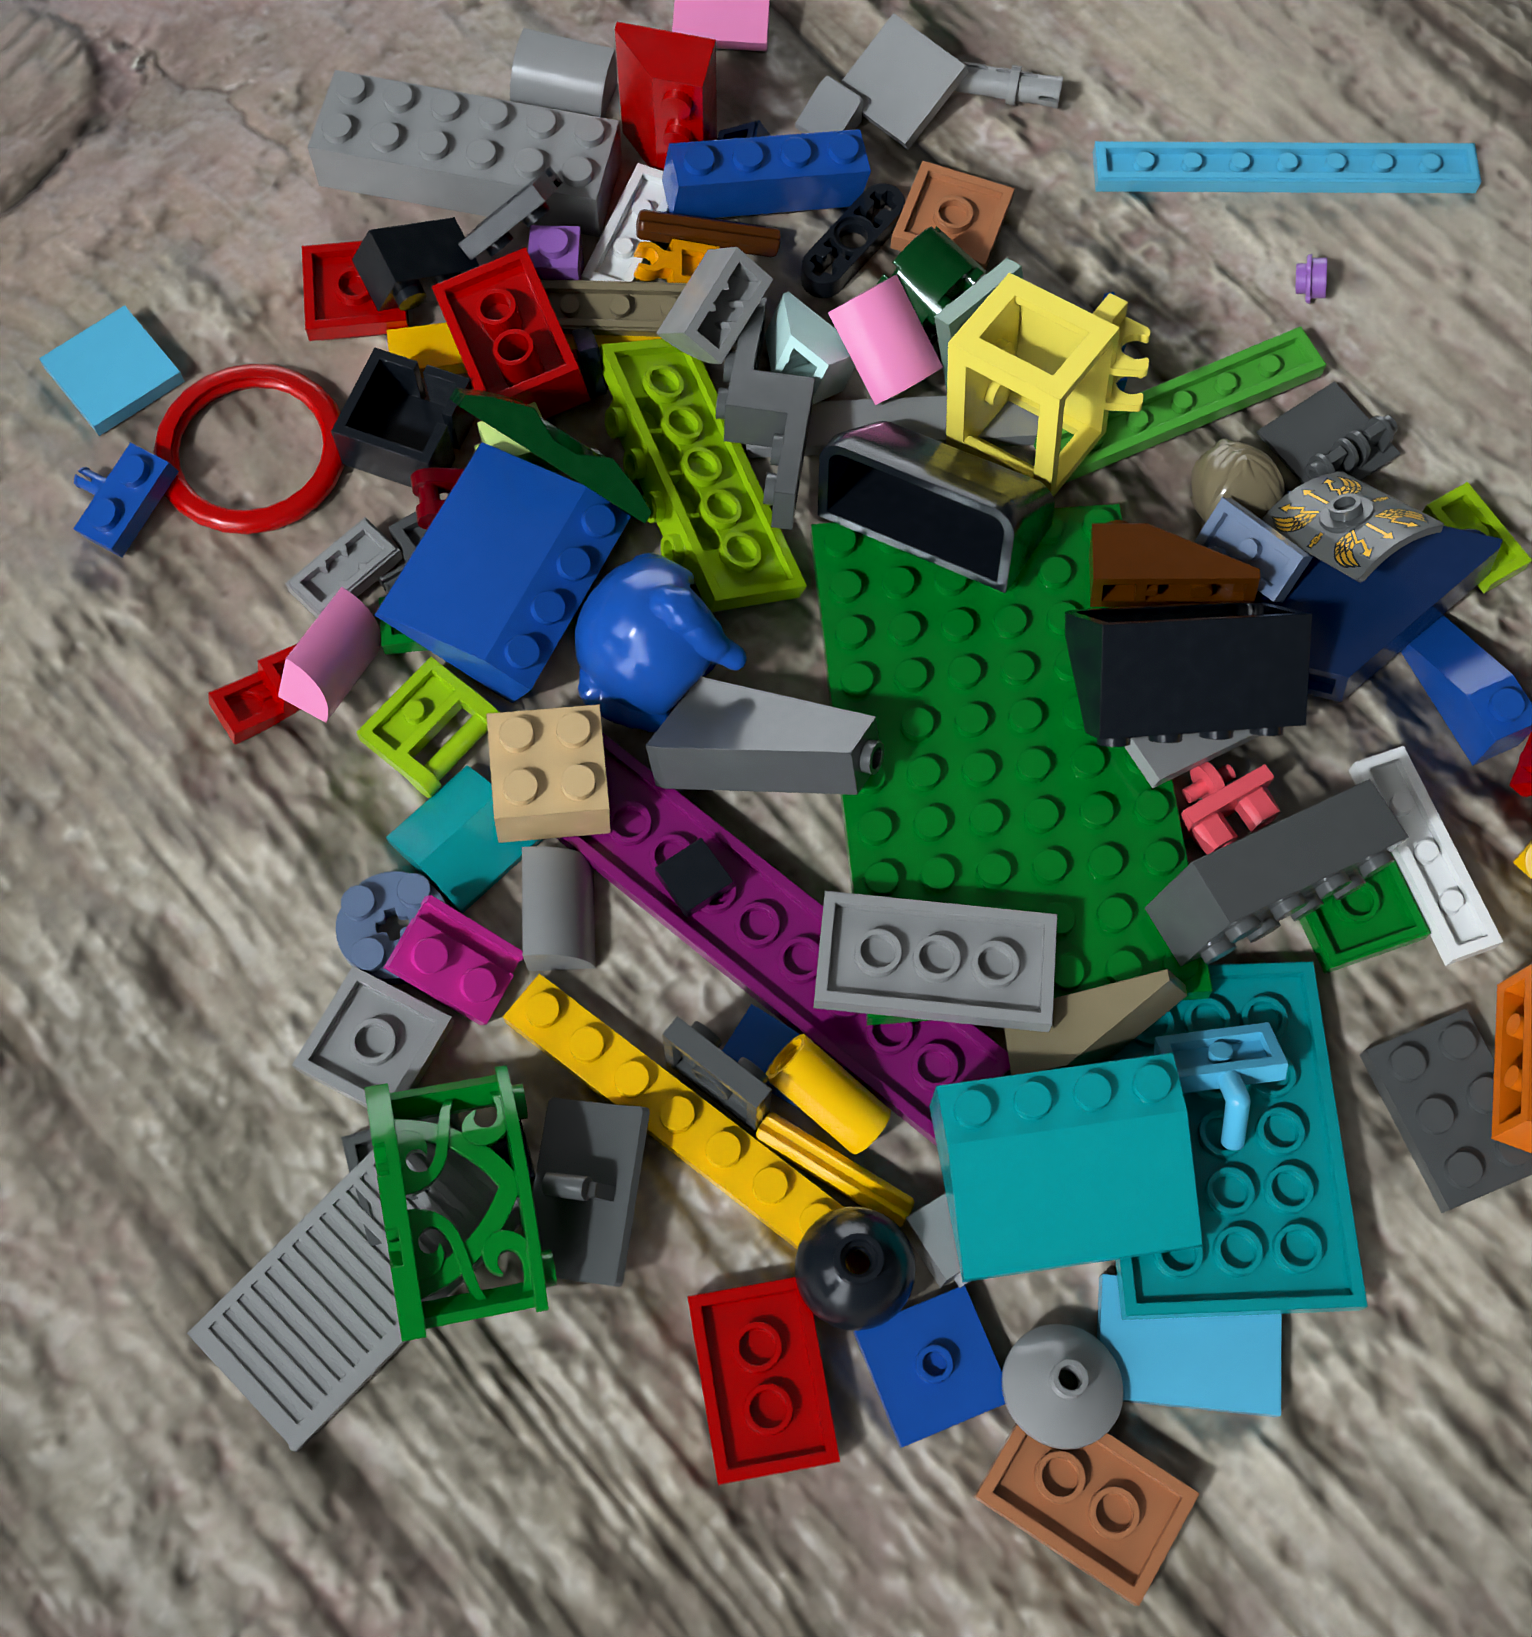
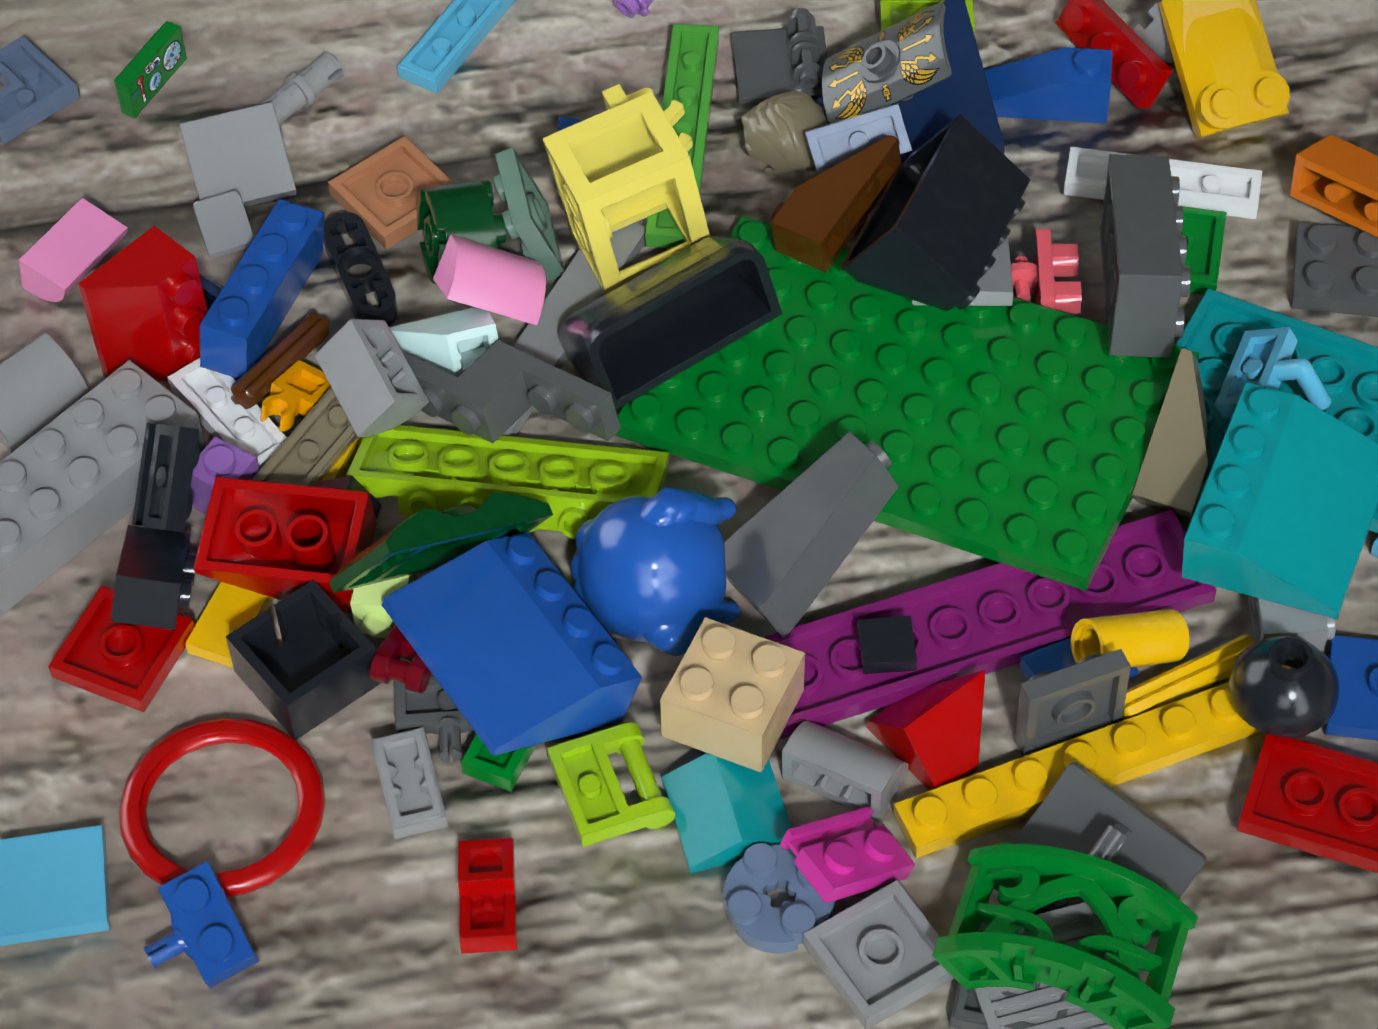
camera: 55 degrees left, 15 degrees down
(330, 656) = (498, 820): bright pink brick -> none
(636, 968) = (936, 729): none -> red slope
(936, 961) = (1074, 501): light grey plate -> none

